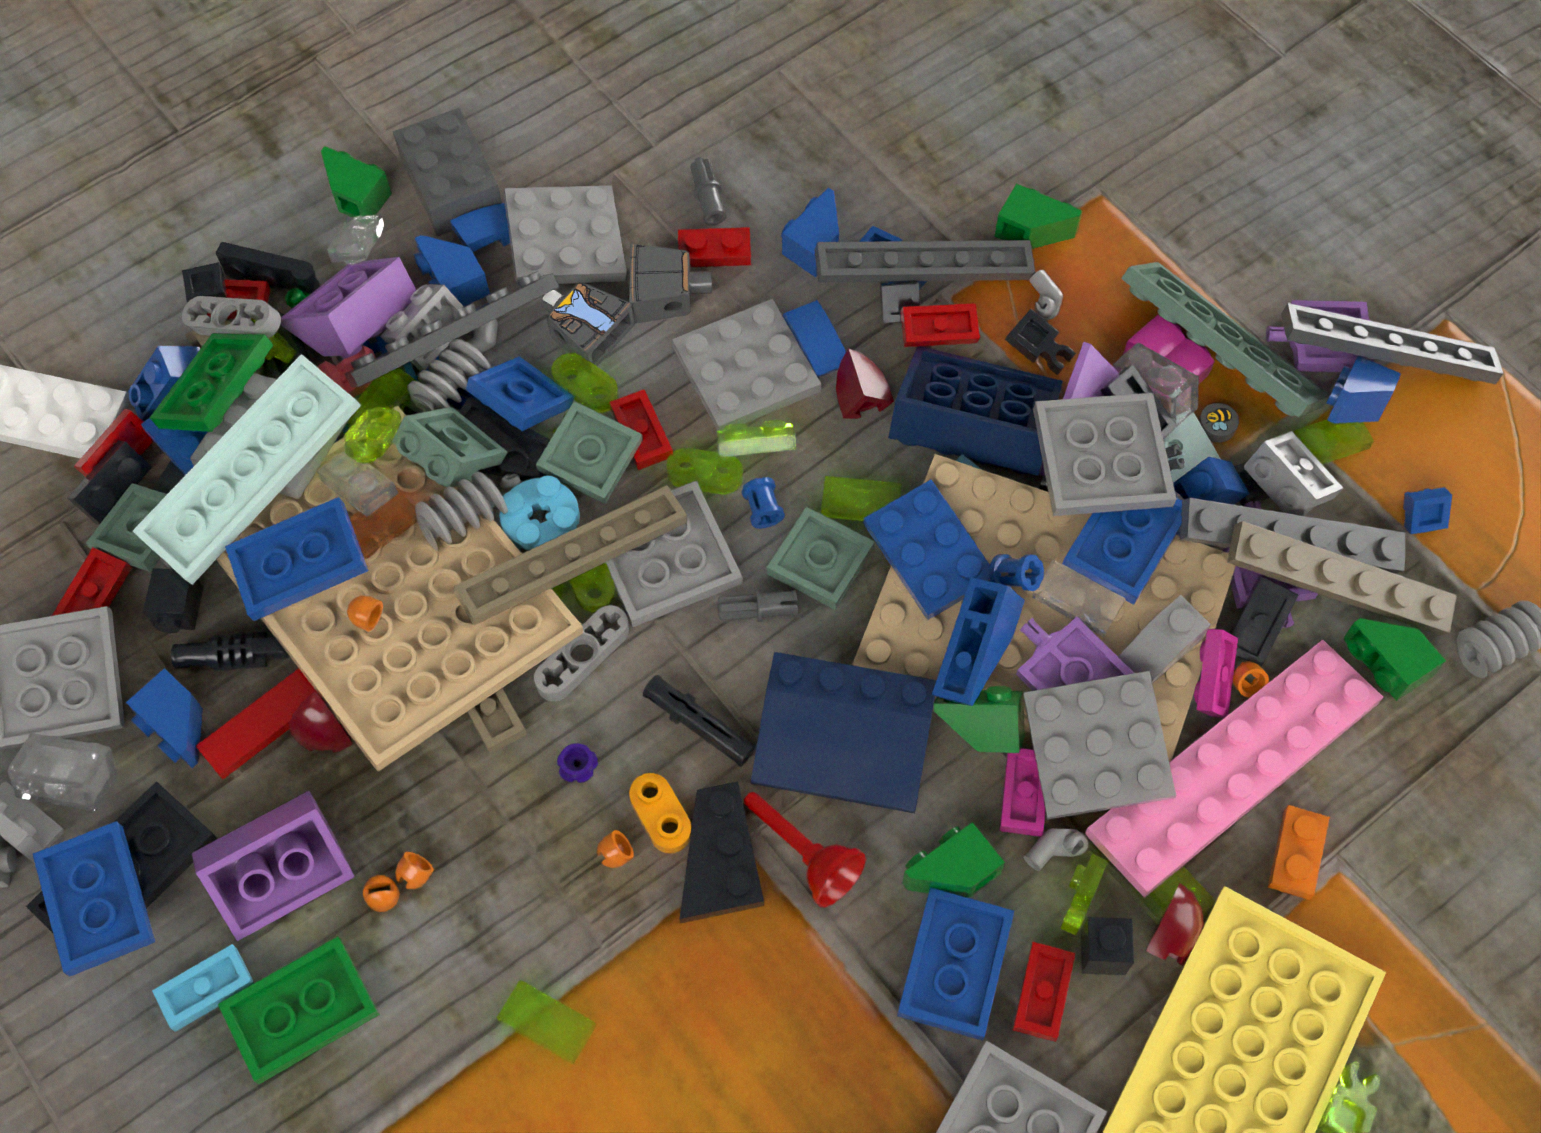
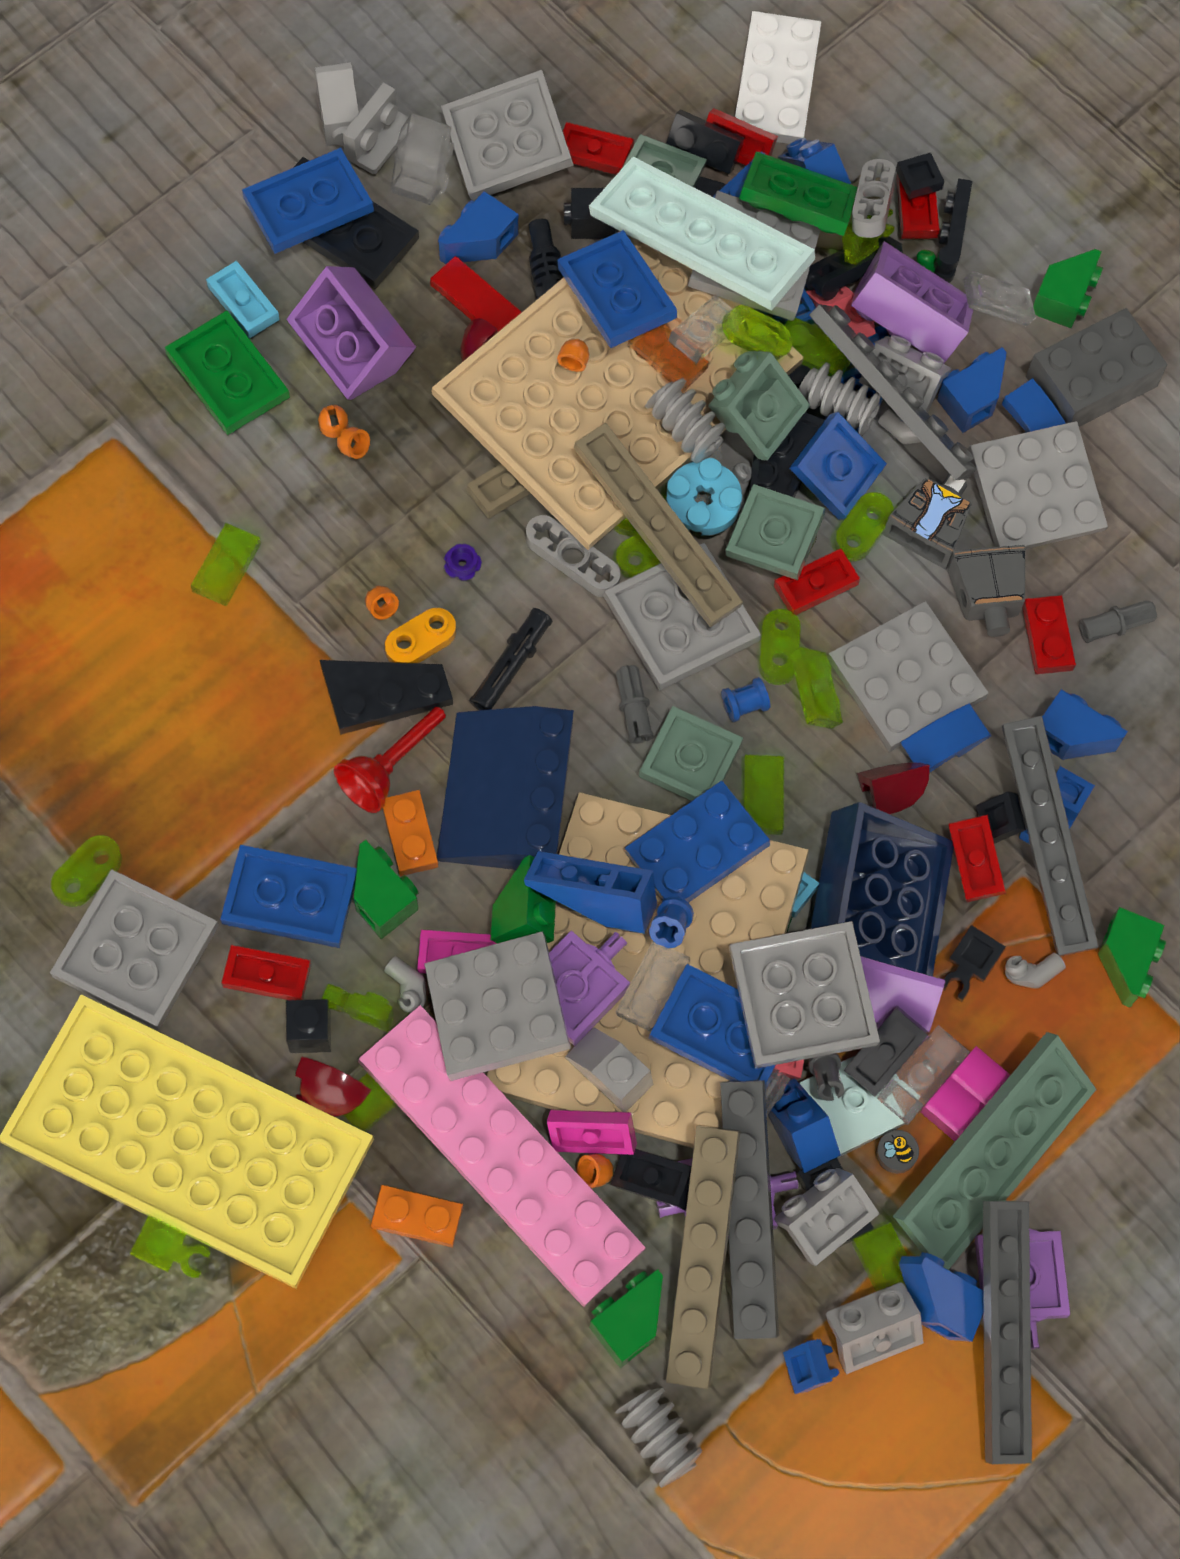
camera: 80 degrees right, 5 degrees up
(888, 835) = (409, 833): none -> orange plate
(1386, 450) = (875, 1327): none -> light grey bracket

